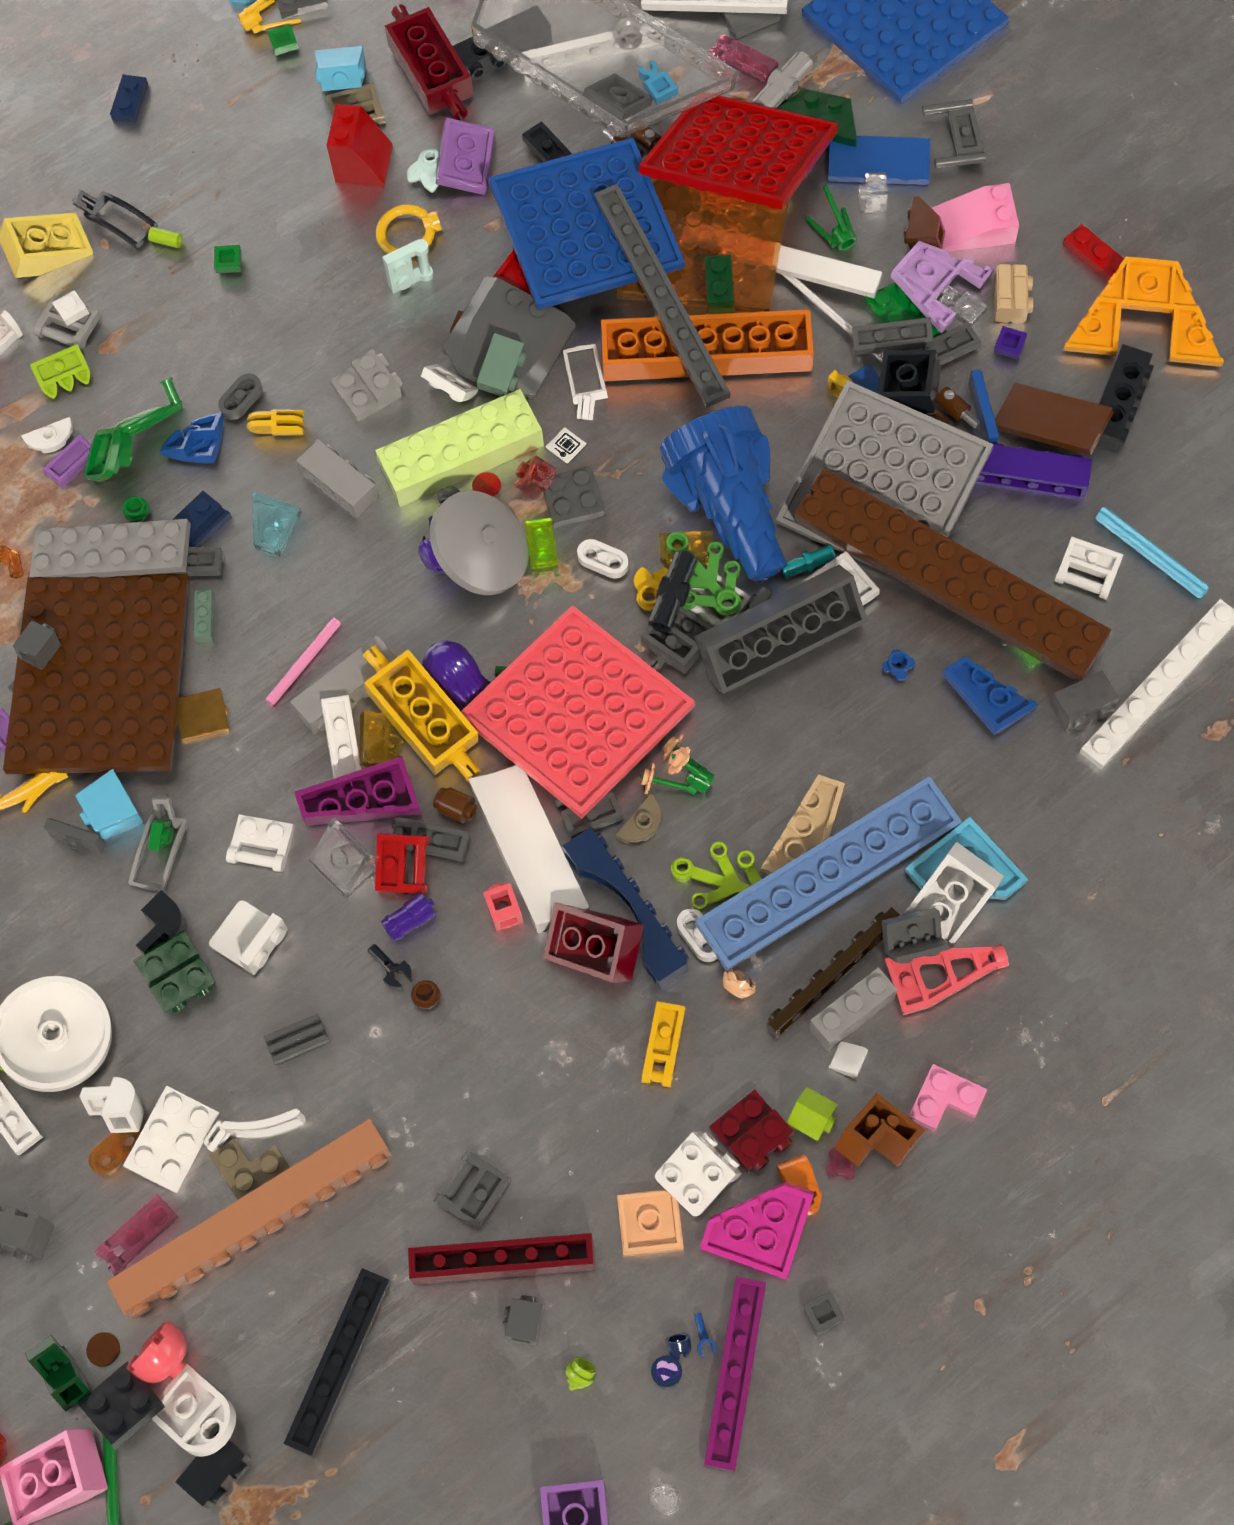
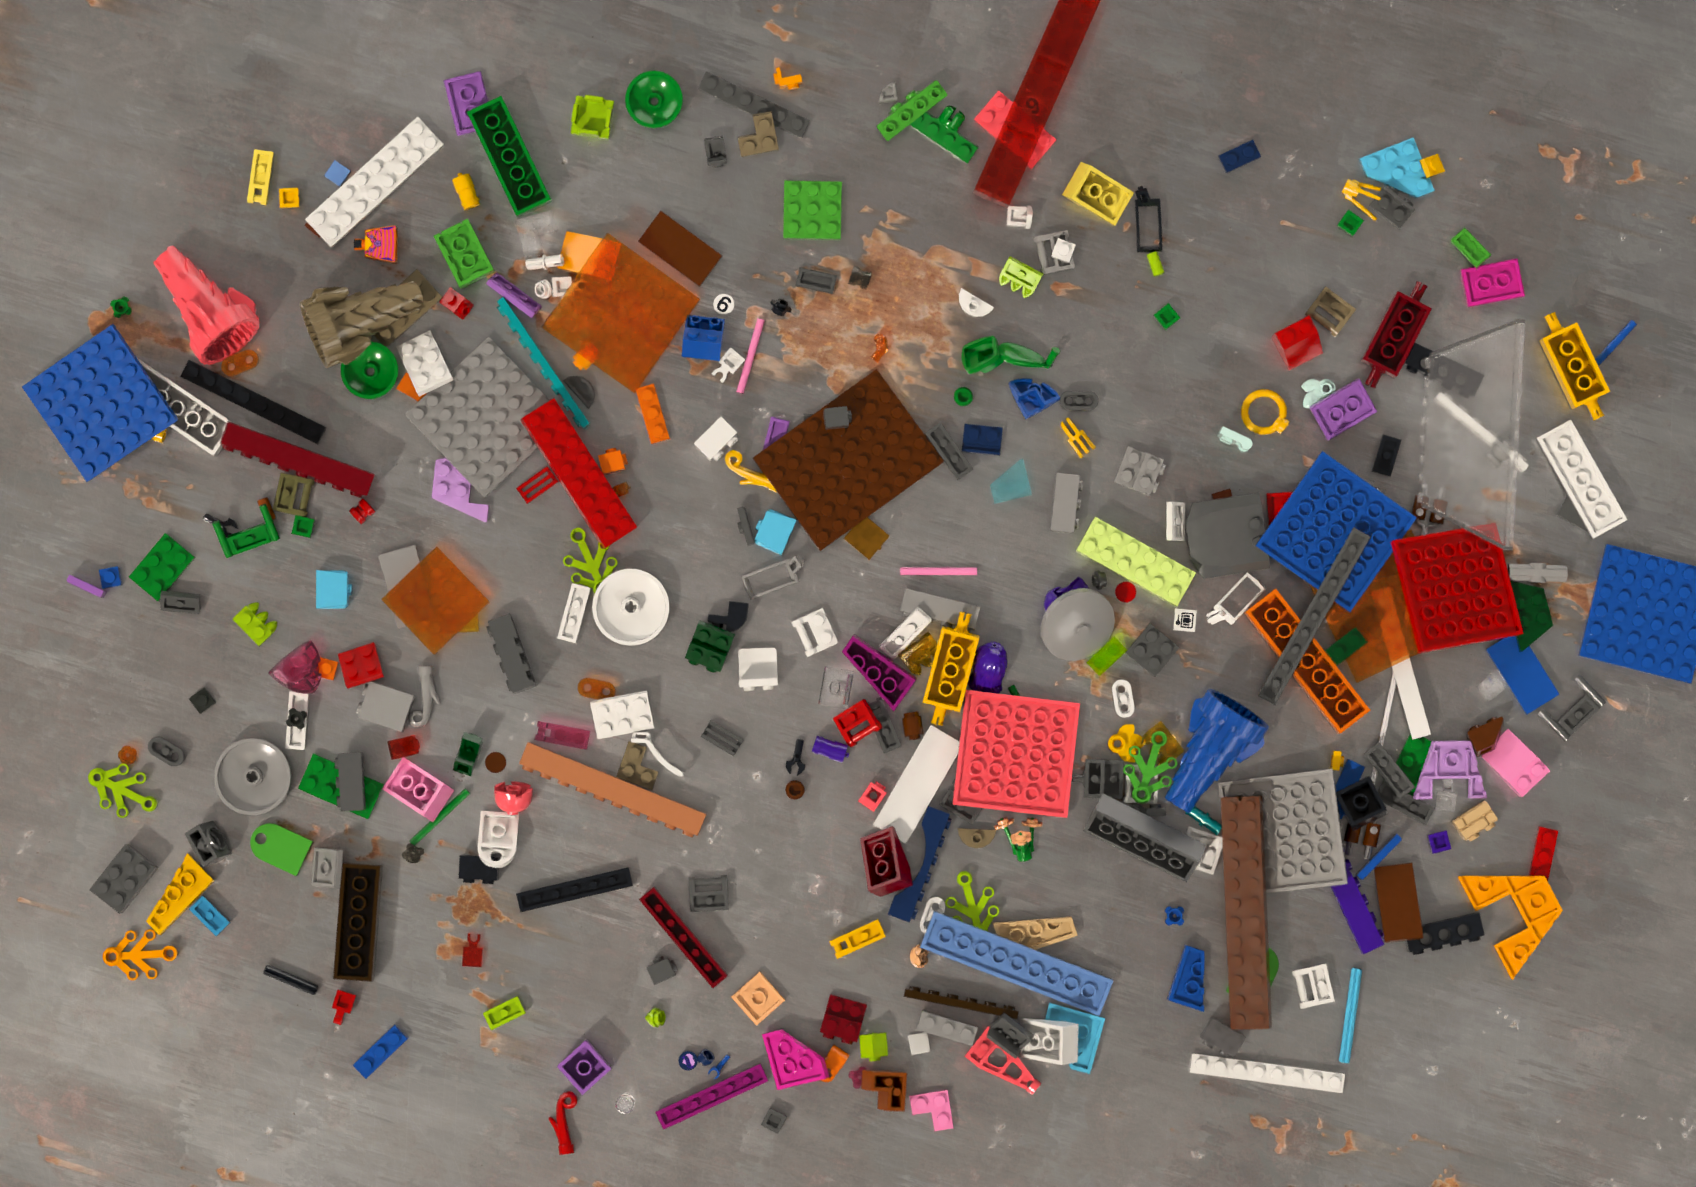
camera: 55 degrees right, 20 degrees up
(68, 462) = (966, 330): medium lavender tile -> none
(111, 549) = (925, 405): light grey plate -> none
(116, 1104) = (621, 673): white brick -> none
(121, 1406) = (475, 797): black plate -> none
(160, 834) = (779, 576): green plate -> none
(204, 616) = (925, 492): sand green piece -> none
(340, 68) = (1351, 281): medium azure torso -> none
(501, 366) = (1202, 551): sand green brick -> none
(535, 472) = (1148, 619): clear red bracket -> none
(618, 96) = (1442, 484): dark grey tile -> none
(658, 85) = (1471, 502): dark azure plate -> none
(673, 591) = (1123, 760): black piece -> none
(698, 1172) = (800, 1007): white bracket -> none
(744, 59) = (1540, 533): clear pink plate -> none
(843, 234) = (1448, 687): green plant -> none

